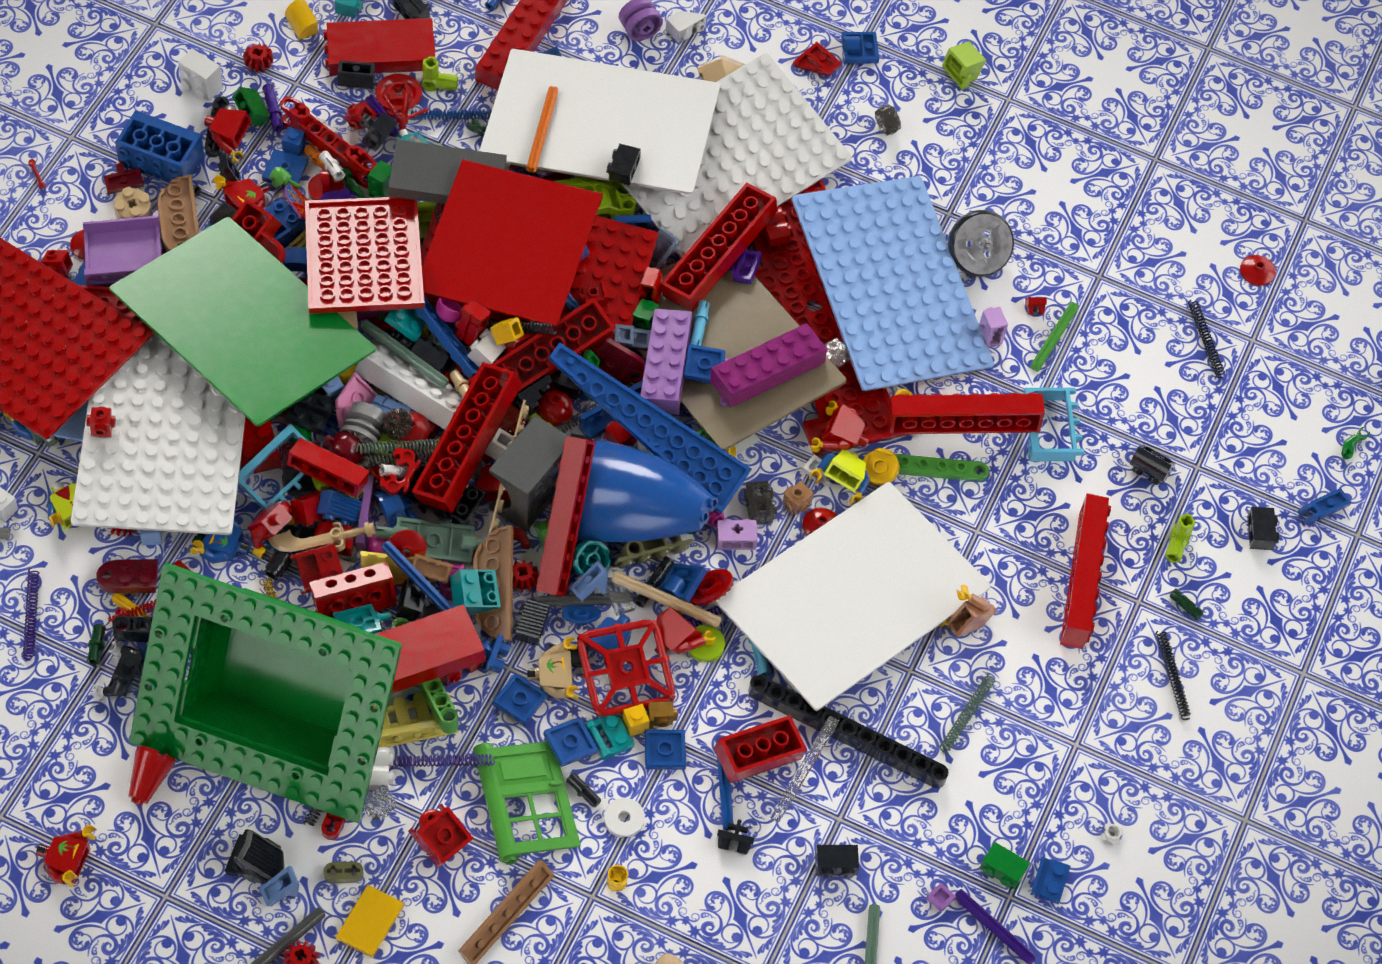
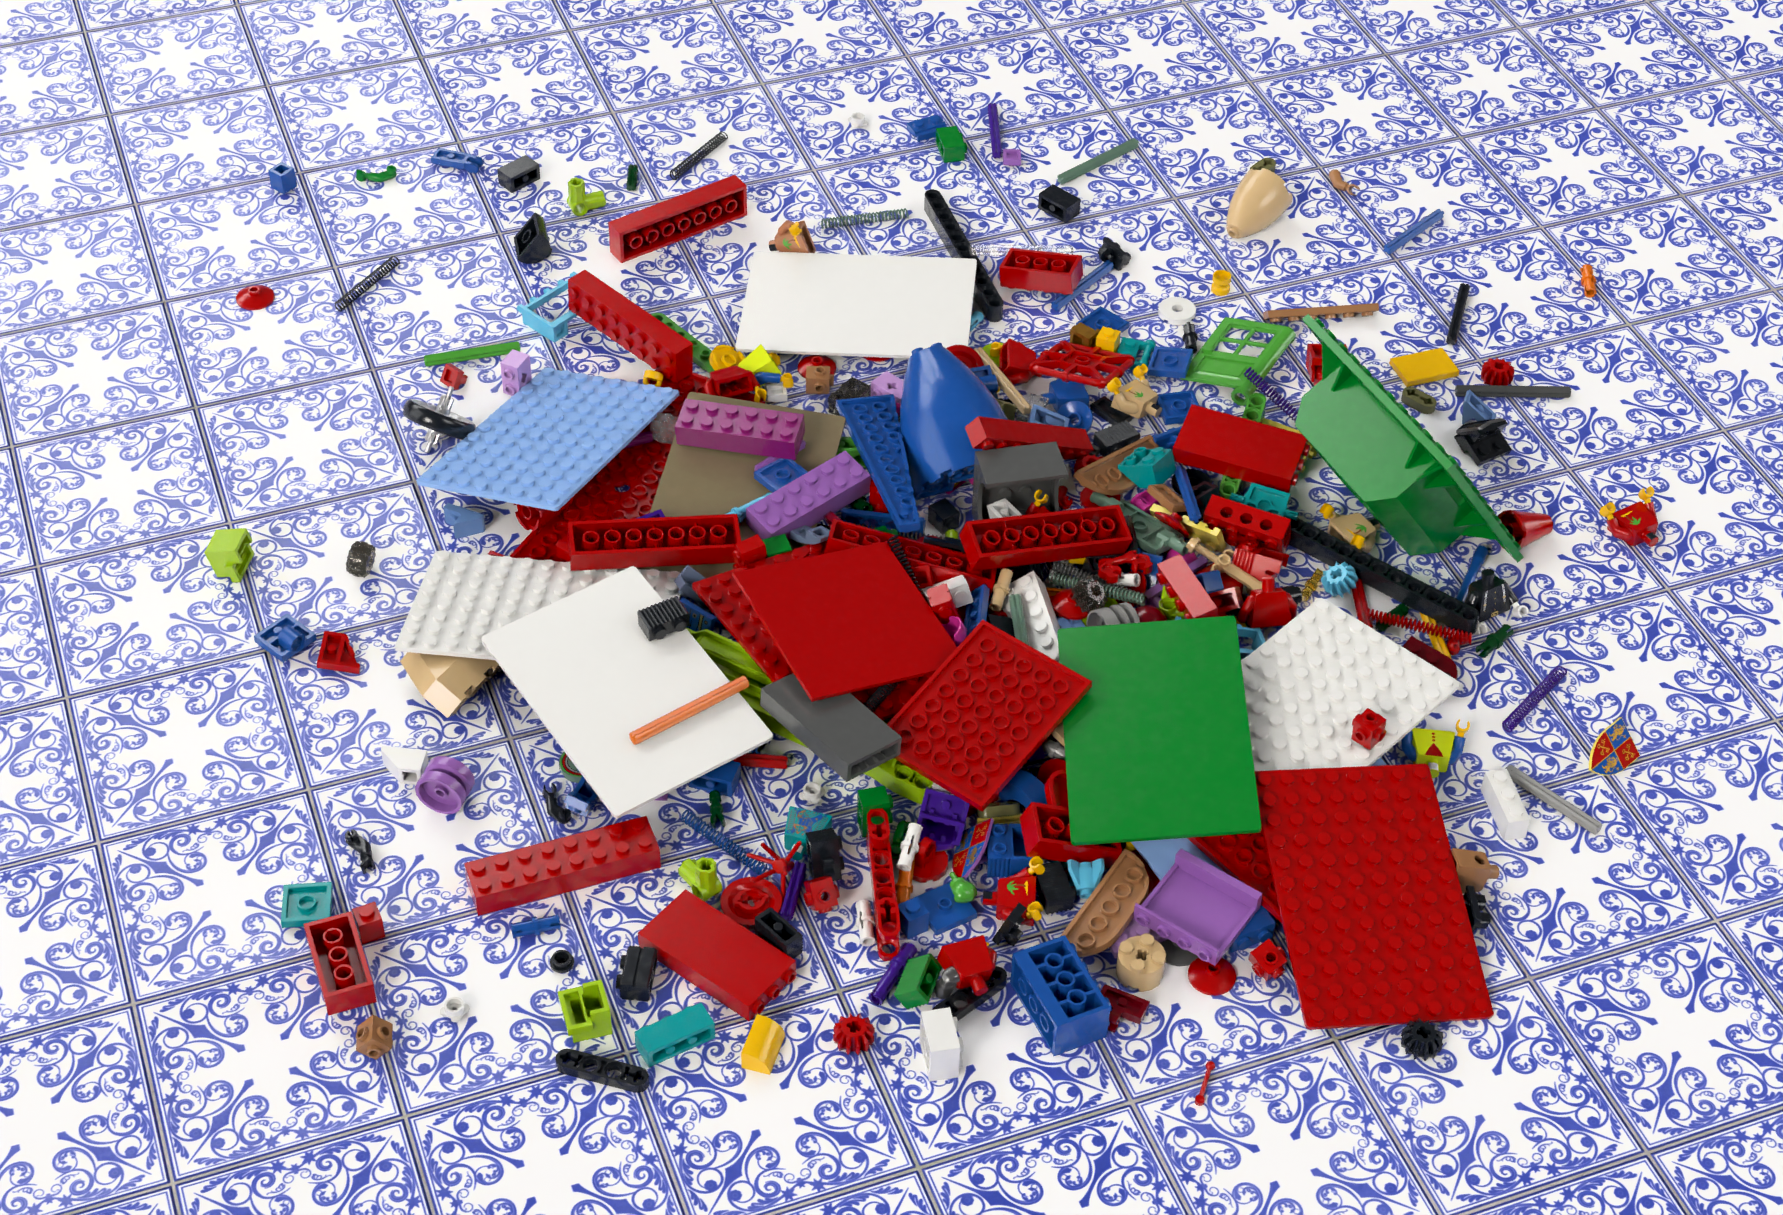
camera: 130 degrees left, 15 degrees down
(500, 503) = (1002, 496): tan hinge -> none
(507, 331) = (927, 574): yellow brick -> none

